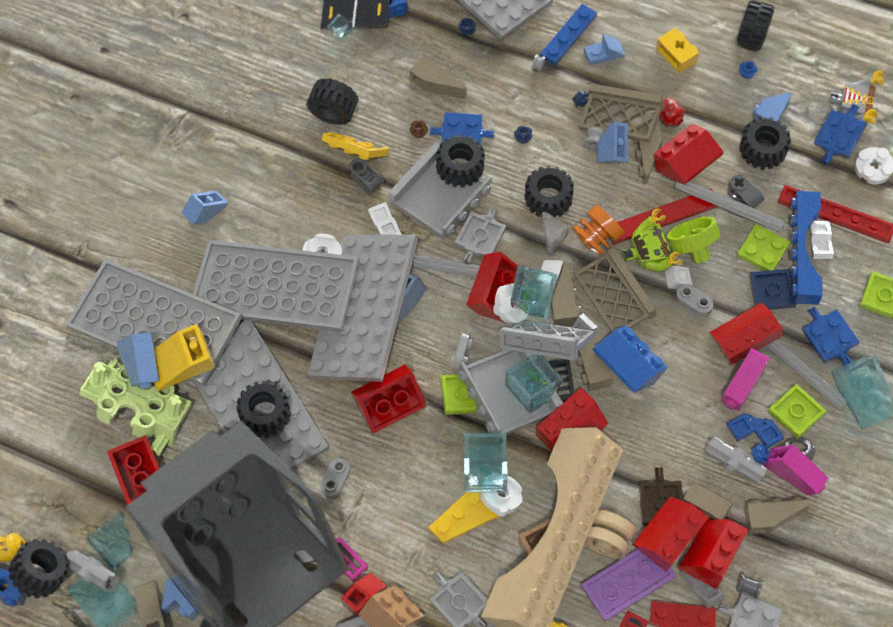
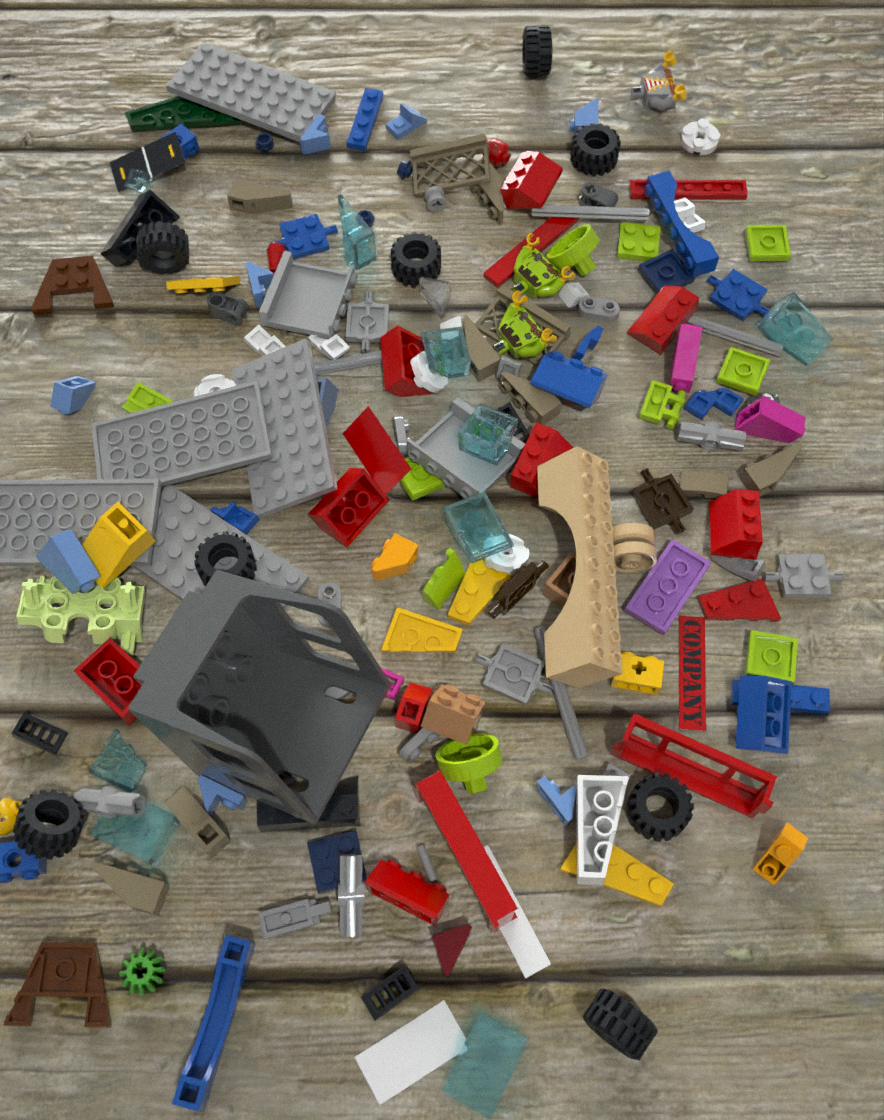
camera: 25 degrees left, 0 degrees up
(50, 479) = (22, 724): none -> black slope
(246, 96) = (71, 277): none -> reddish brown wing
(261, 234) = (144, 398): none -> lime plate
(293, 370) = (237, 516): none -> blue slope
(332, 63) = (145, 210): none -> black wedge
(397, 534) = (420, 634): none -> yellow wing
(403, 159) = (259, 280): none -> medium blue slope
(407, 461) = (395, 559): none -> light orange slope
(418, 133) = (258, 248): reddish brown plate -> none
(427, 140) = (274, 255): none -> red cone
(433, 358) = (376, 450): none -> red sticker
(437, 497) = (444, 580): none -> lime slope
(438, 247) = (331, 348): none -> white slope
(463, 148) = (316, 259): black tyre -> none
(490, 531) = (512, 592): none -> dark brown plate
(503, 155) = (357, 236): none -> clear light blue slope
(514, 38) = (316, 136): none -> medium blue slope
(538, 63) = (349, 151): light grey bush -> none
(545, 339) = (480, 390): light grey fence -> none
(598, 230) = (481, 273): orange wheel -> none
(608, 298) = (520, 332): none -> lime torso
(613, 144) = (457, 195): medium blue slope -> none
(669, 328) = (589, 341): none -> blue slope
(670, 532) = (688, 523): red slope -> none
(677, 50) = (474, 98): yellow brick -> none
(701, 409) = (655, 403): none -> lime plate
(748, 73) = (546, 95): blue plate -> none
(750, 586) = (783, 544): dark grey bush -> none
(760, 453) = (731, 420): blue plate -> none
(840, 133) = (658, 119): blue plate -> none

